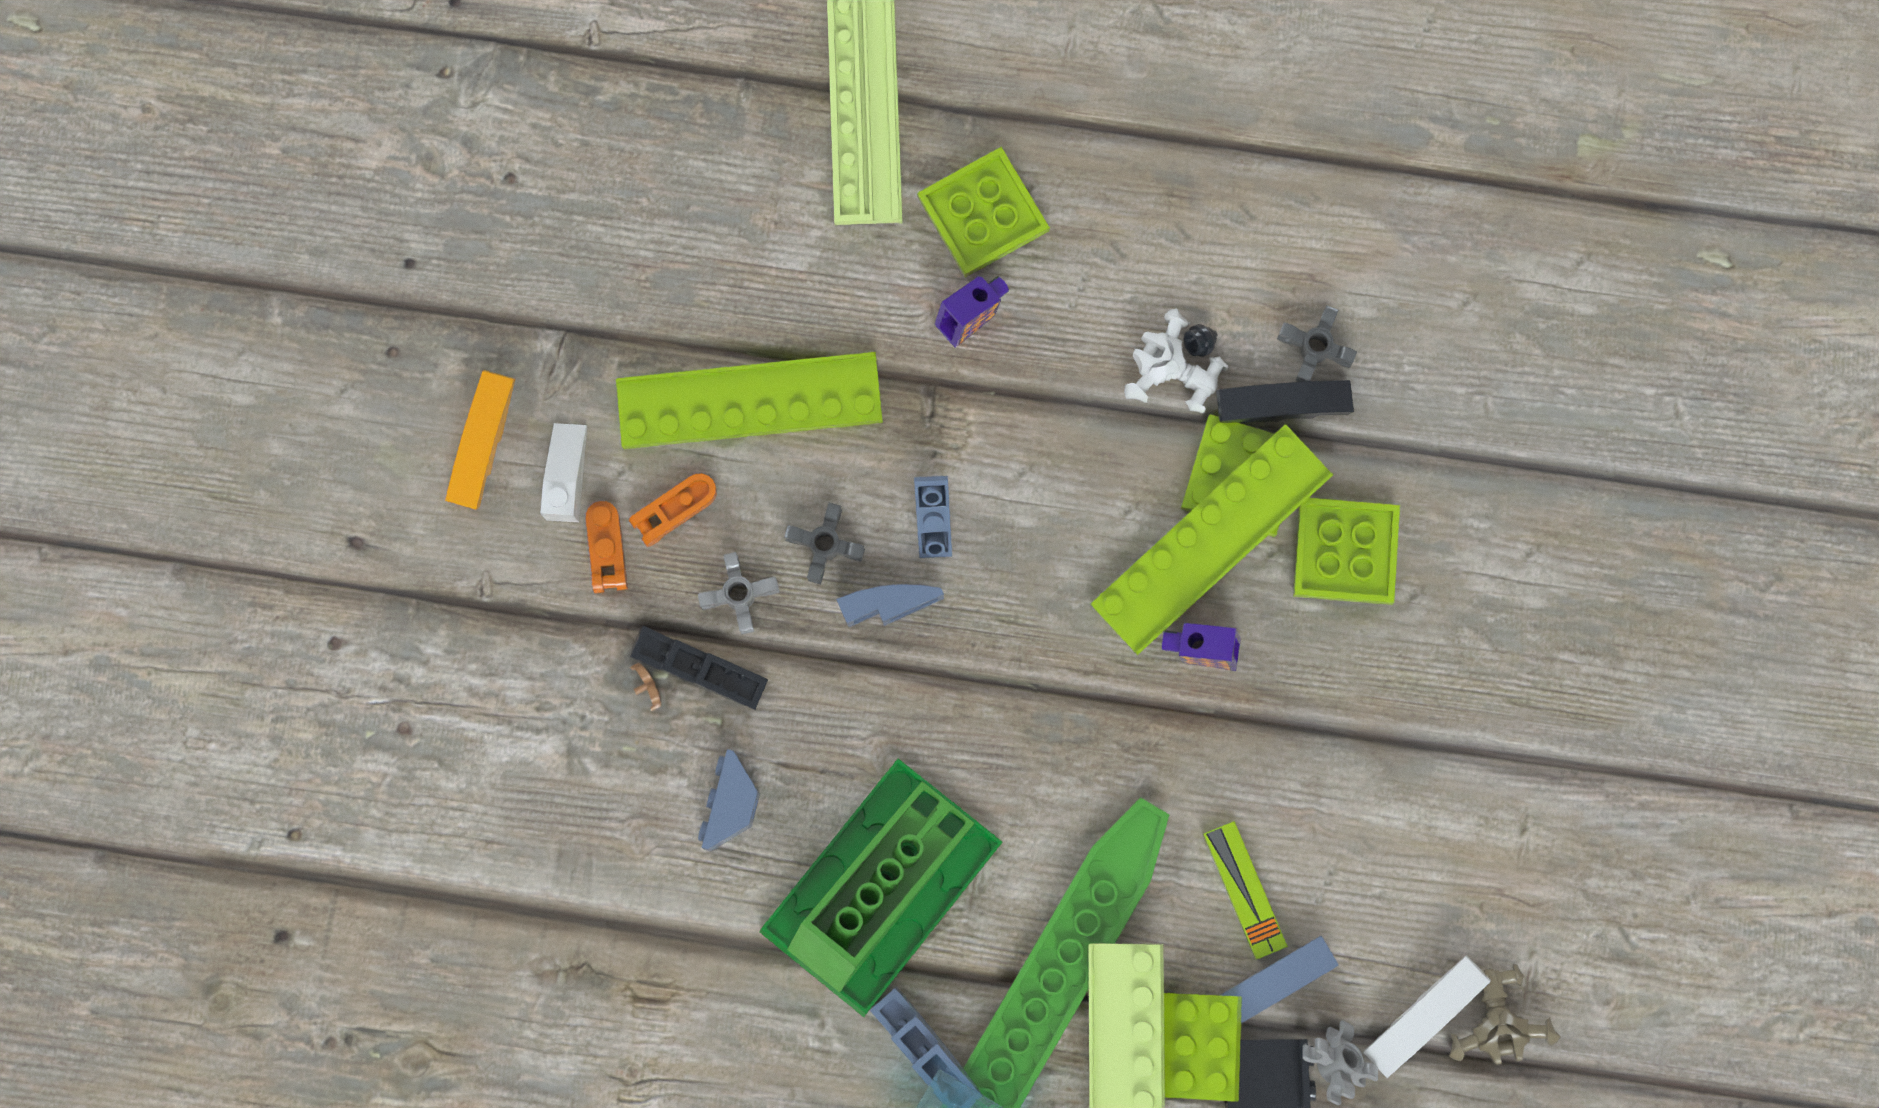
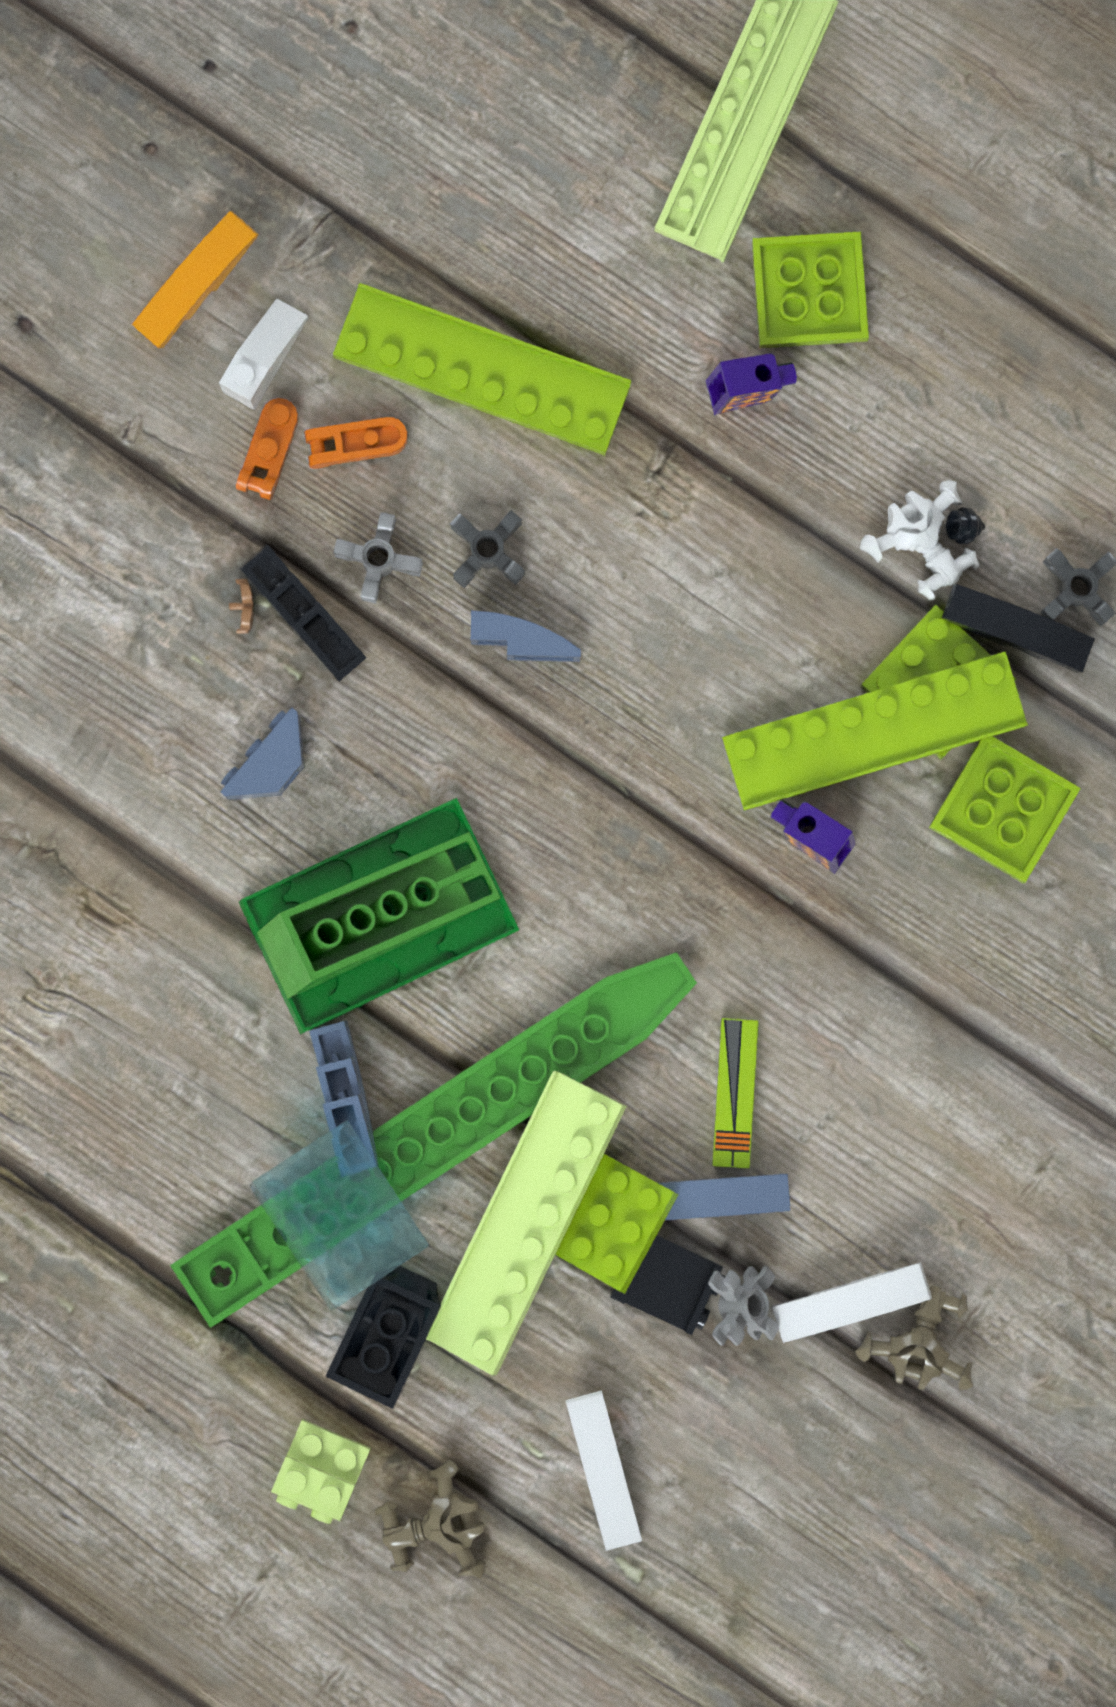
camera: 20 degrees right, 5 degrees up
(933, 516) = (608, 574): sand blue slope -> none

